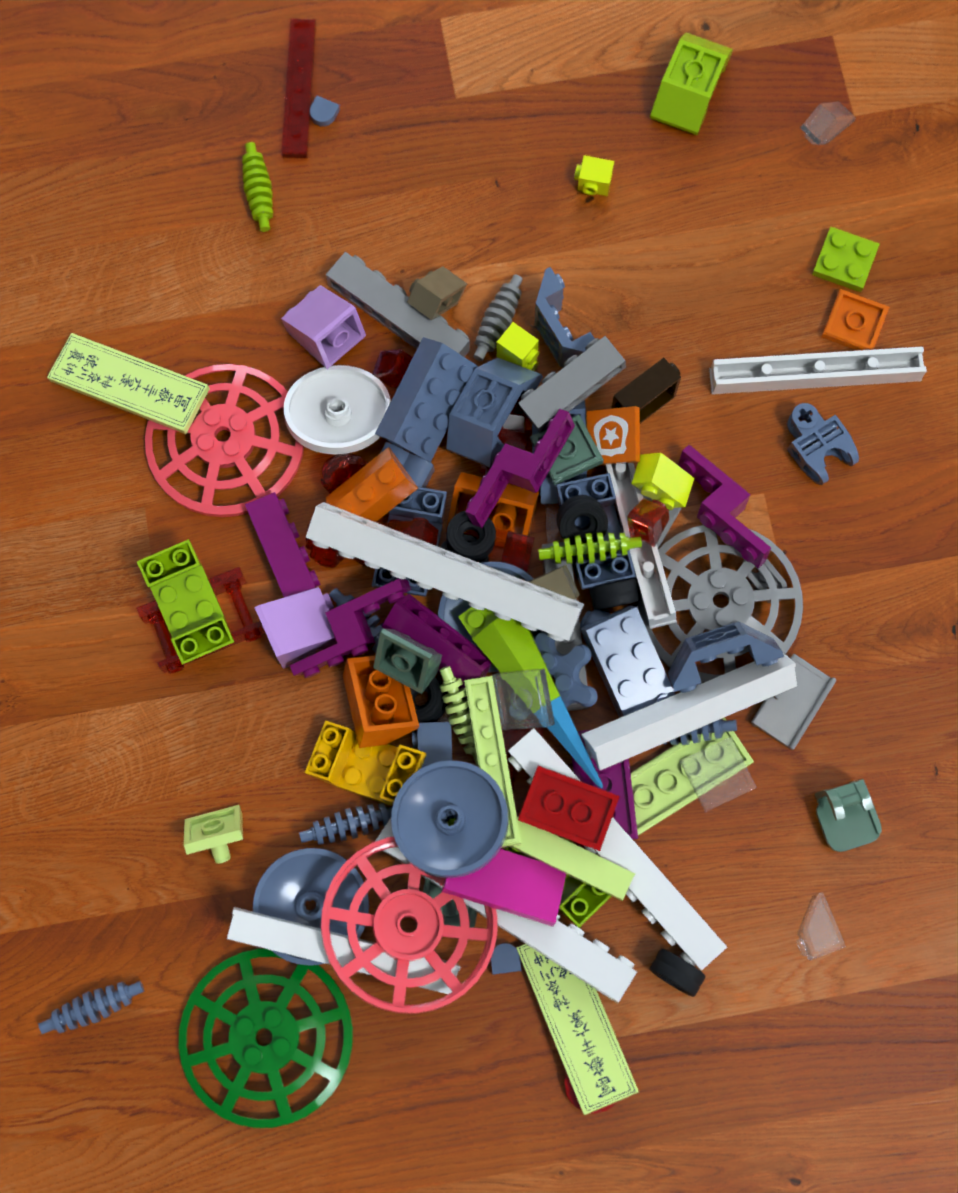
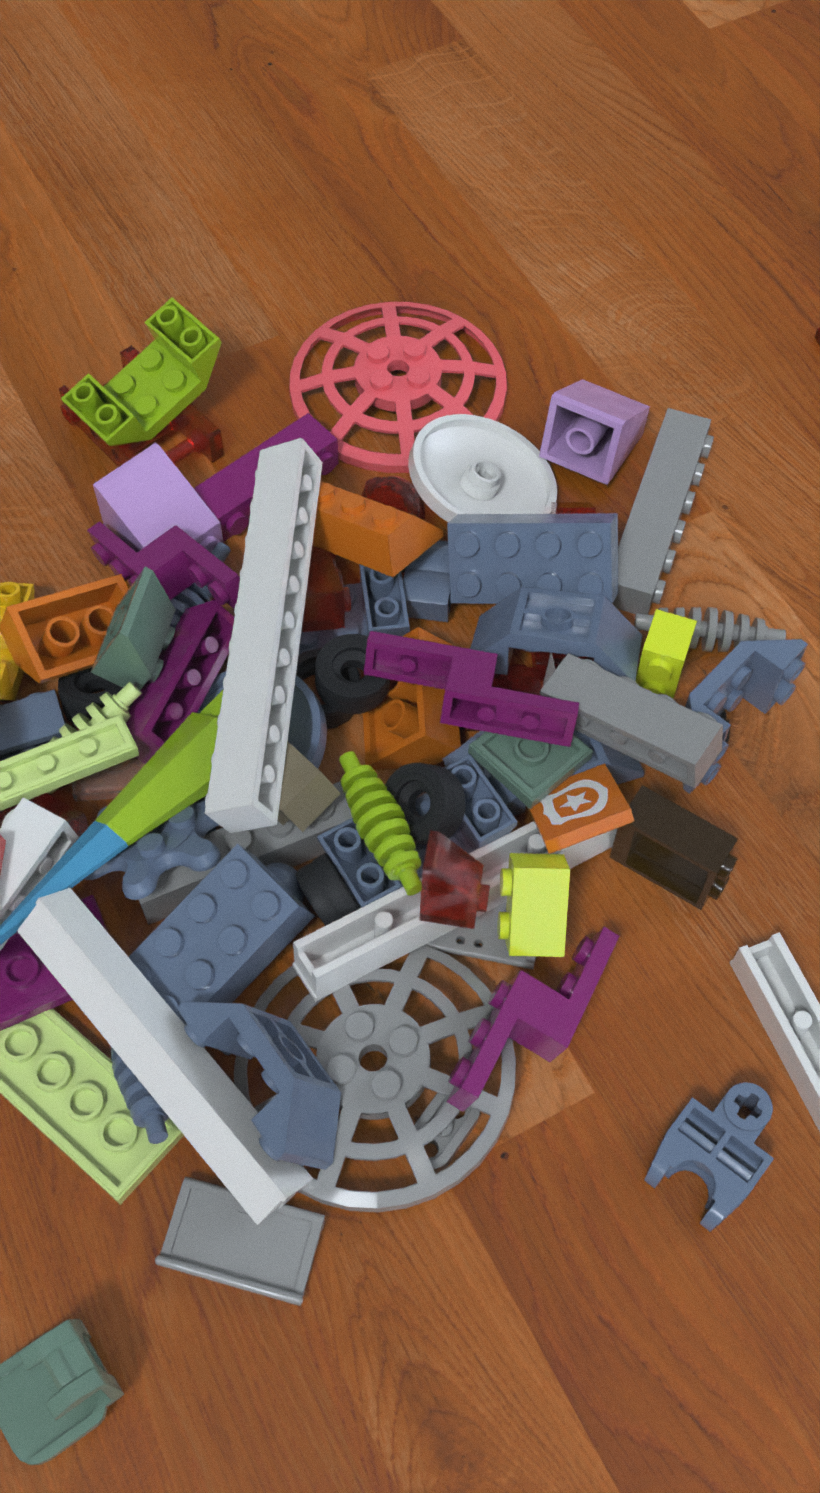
camera: 70 degrees right, 15 degrees down
(128, 383) = (428, 267): yellowish green tile -> none
(257, 186) = (756, 316): lime piece -> none
(436, 292) = (704, 536): dark tan brick -> none
(518, 550) = (346, 733): clear red slope -> none
(523, 699) = (108, 796): clear tile -> none
(718, 774) = (78, 1144): clear tile -> none

